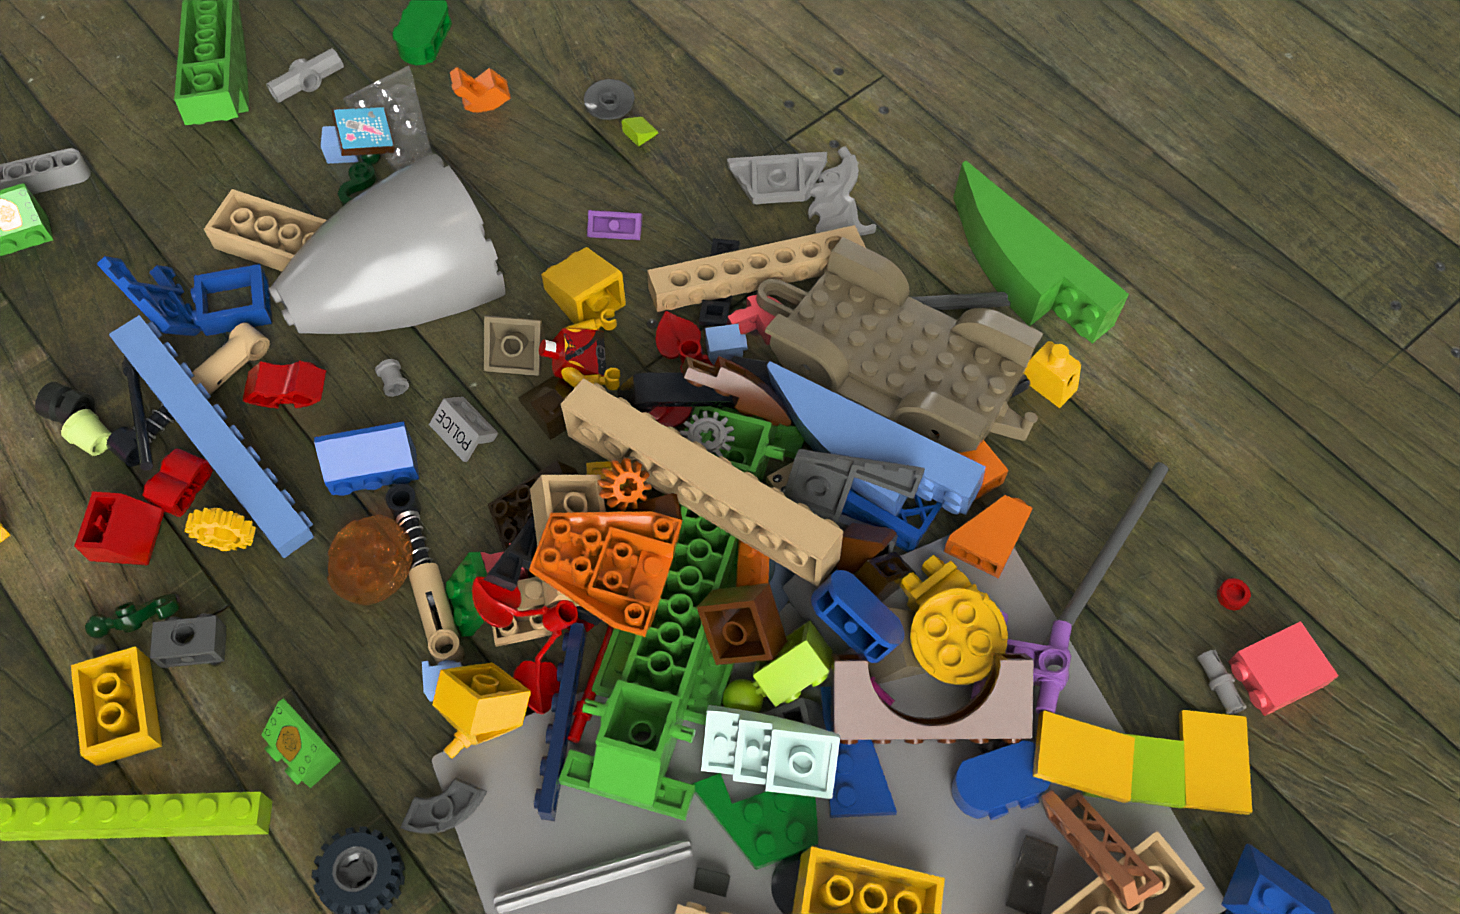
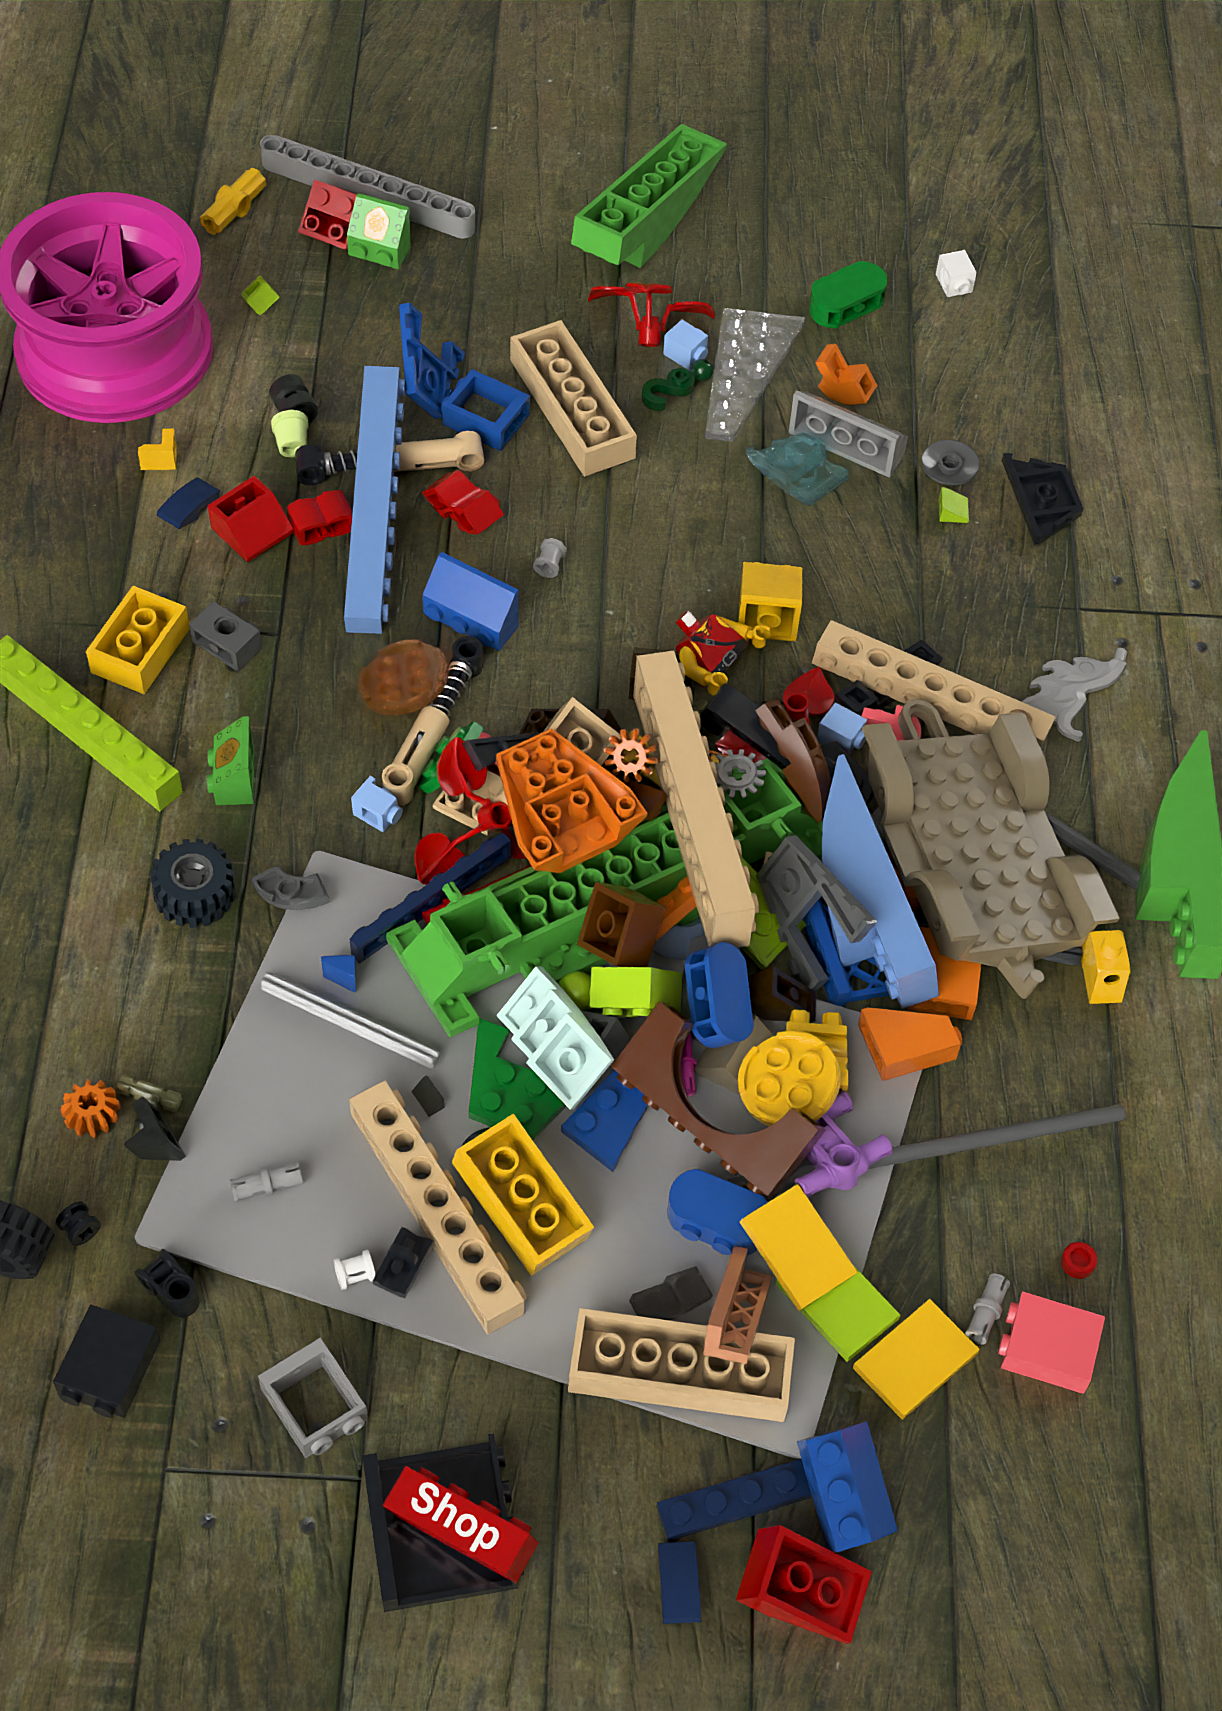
camera: 40 degrees right, 5 degrees down
(49, 555) = (186, 502): none -> dark blue slope
(130, 616) = (202, 587): dark green piece -> none
(139, 416) = (333, 450): black bar -> none
(220, 529) = (317, 571): yellow gear -> none
(301, 149) = (650, 327): none -> red plant
(305, 75) = (712, 268): light grey piece -> none
(363, 131) = (710, 345): tile -> none
(392, 258) = (630, 463): light grey panel -> none
(461, 426) = (568, 634): light grey panel -> none
(479, 703) = (381, 835): yellow piece -> none
(507, 177) = (799, 467): none -> clear light blue slope
(512, 345) = (665, 599): dark tan slope -> none
(520, 128) = (848, 433): none -> light grey slope
(551, 841) = (340, 970): none -> blue slope
(614, 225) = (850, 570): medium lavender slope -> none
(689, 78) = (1043, 495): none -> black wing
(778, 176) = (1036, 632): light grey wing -> none
(862, 543) = (782, 952): reddish brown slope -> none

